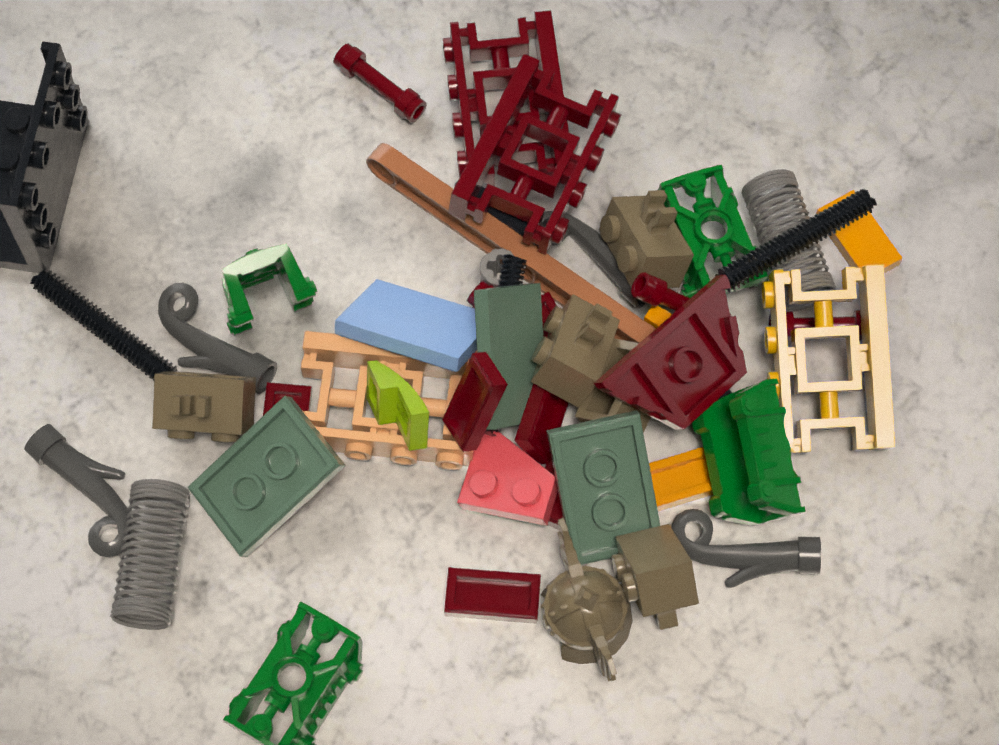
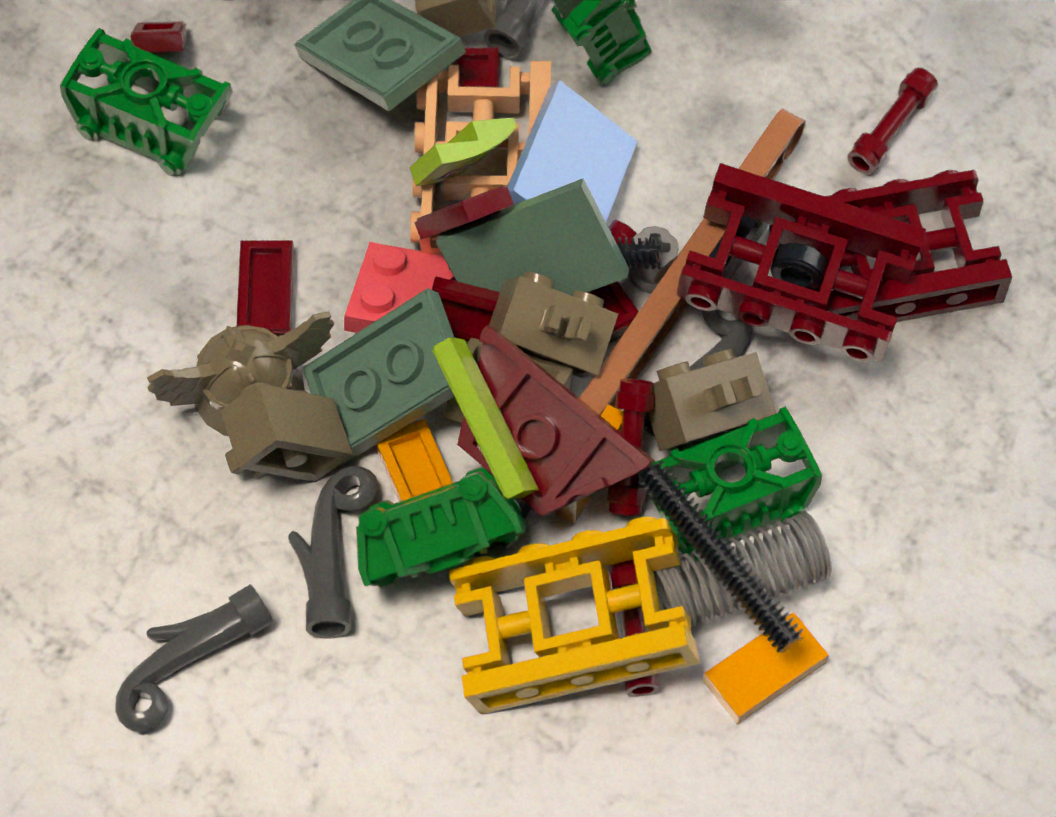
camera: 85 degrees right, 5 degrees down
(220, 675) = (160, 36): none -> dark red tile
(538, 153) = (799, 265): none -> black tile
(682, 394) = (484, 418): none -> lime tile
(824, 669) = (187, 643): none -> dark grey plant

